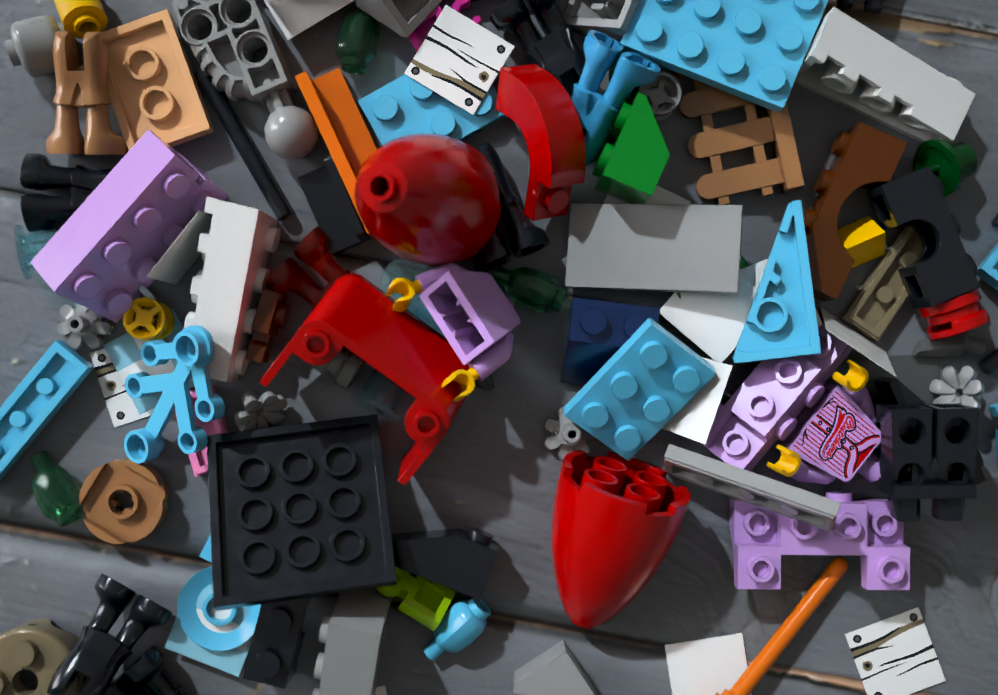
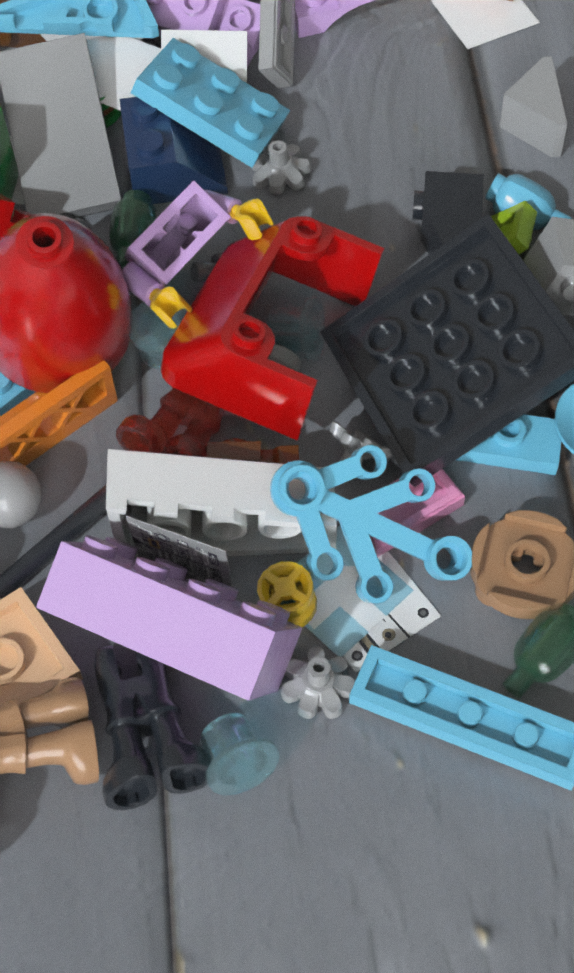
camera: 105 degrees left, 30 degrees down
(333, 207) = (77, 432): black panel -> none
(606, 542) = (369, 87): red cylinder -> none

